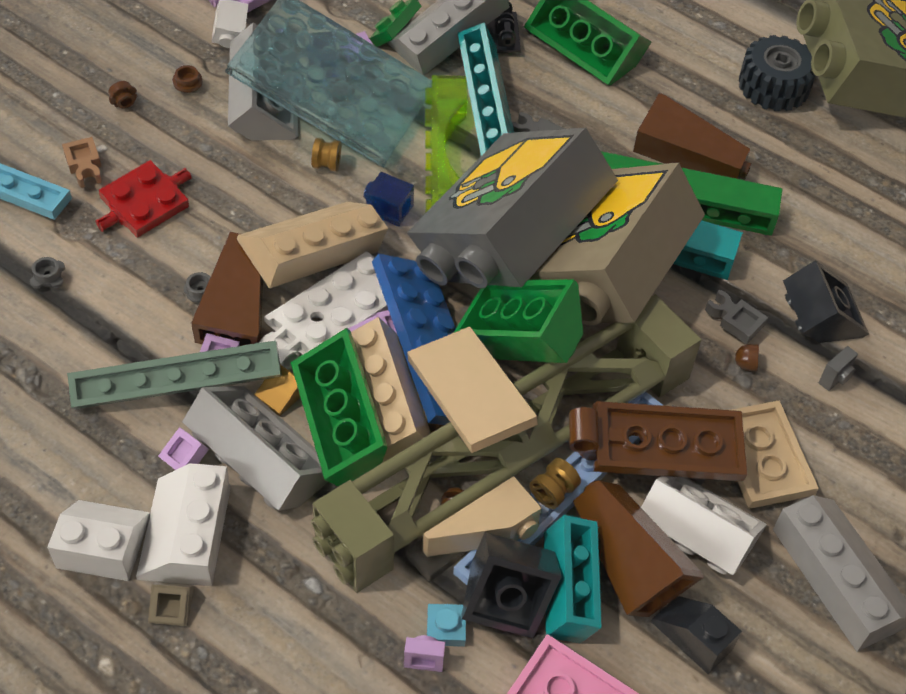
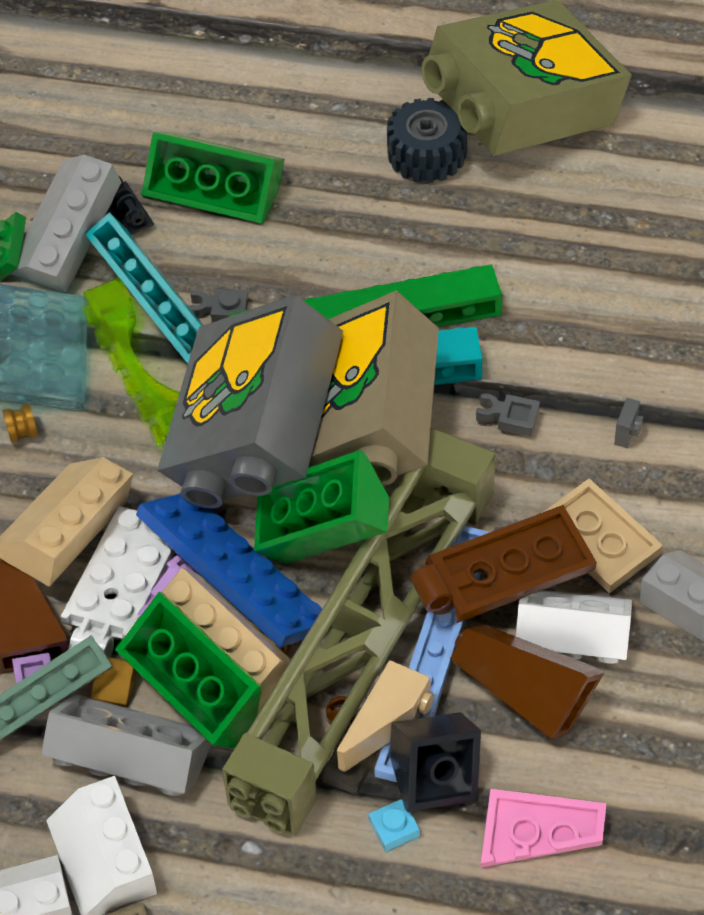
camera: 20 degrees left, 0 degrees up
(183, 450) = (57, 782): lavender plate -> none
(390, 197) = (111, 439): clear blue brick -> none
(424, 653) = (390, 858): lavender plate -> none
(472, 389) = (309, 596): tan tile -> none
(555, 483) = (428, 648): pearl gold wheel -> none
(576, 603) = (503, 748): teal brick -> none
(680, 136) = (376, 252): reddish brown slope -> none
(698, 631) = (619, 723): black slope -> none
(747, 357) = (539, 448): reddish brown hinge -> none
(823, 305) = (585, 366): black slope -> none

